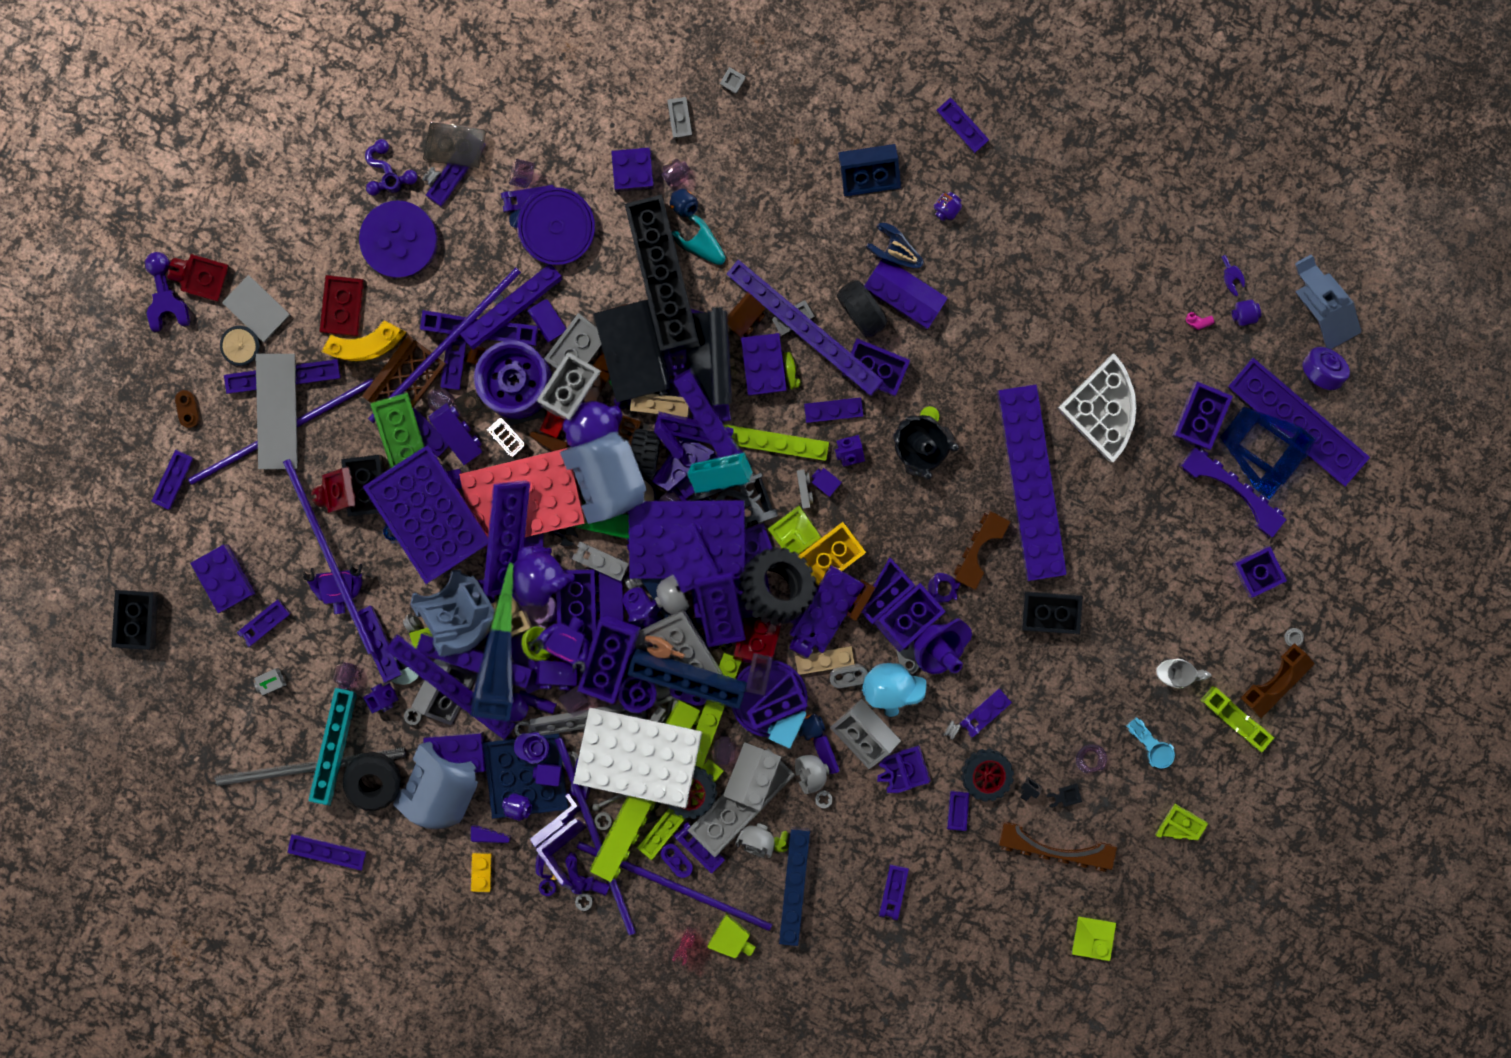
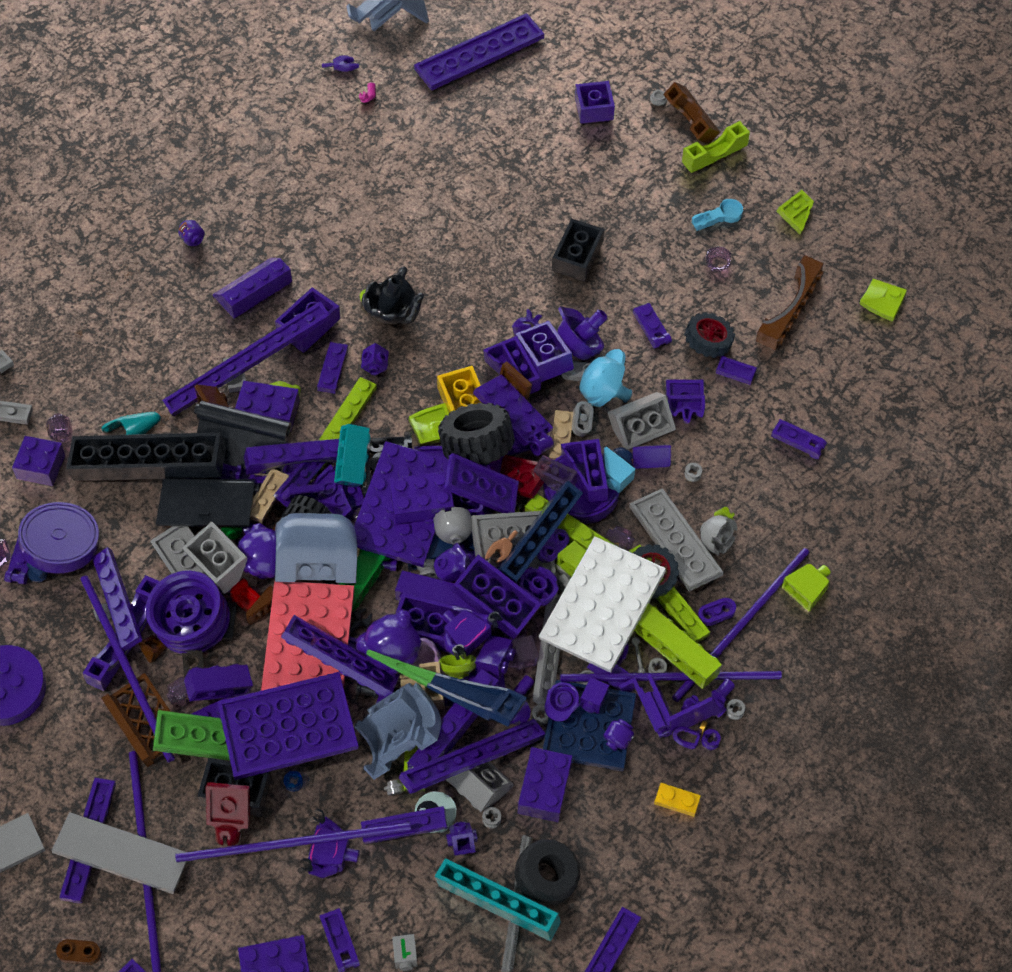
camera: 75 degrees left, 30 degrees down
(239, 345) = (36, 874): tan wheel -> none
(341, 305) = (43, 761): dark red tile -> none
(346, 675) = (424, 868): clear purple head -> none
(366, 348) = (94, 743): yellow fence -> none
(436, 790) = (575, 805): sand blue piece -> none
(454, 366) = (157, 673): dark purple plate -> none
(482, 834) = (638, 782): dark purple slope -> none
(515, 450) = (240, 638): slope -> none
(547, 320) = (136, 573): dark purple slope -> none
(601, 561) = (399, 583): light grey plate -> none
(683, 203) = (90, 426): dark blue head -> none
(686, 942) = (802, 622): clear pink plate -> none
(698, 850) = (711, 589): dark purple plate -> none
(752, 776) = (653, 516): light grey slope -> none
(794, 886) = (772, 515): dark blue brick -> none
(804, 480) = (394, 407): light grey plate -> none
(812, 773) = (665, 471): light grey cylinder -> none
(825, 481) = (395, 388): dark purple brick -> none
(862, 308) = (250, 311): black tyre -> none
(869, 170) = (132, 280): dark blue slope -> none
(898, 250) = (208, 281): dark blue animal -> none
(952, 730) = (659, 353): light grey bush -> none
(962, 125) = (127, 207): dark purple plate -> none
(969, 571) = (516, 300): reddish brown arch -> none
(1030, 788) = (732, 309): black tile -> none
(1031, 482) = (457, 236): dark purple brick -> none
(1067, 795) = (746, 284): black plate -> none
(1104, 408) = (415, 169): white brick -> none
(1180, 673) = (663, 174): light grey hair -> none
(1202, 415) = (448, 106): dark purple brick -> none
(1246, 312) = (375, 59): dark purple head -> none
(1267, 519) = (550, 89): dark purple arch -> none
(1281, 472) = (506, 57): clear blue windscreen -> none
(1326, 368) = (442, 21): dark purple wheel -> none

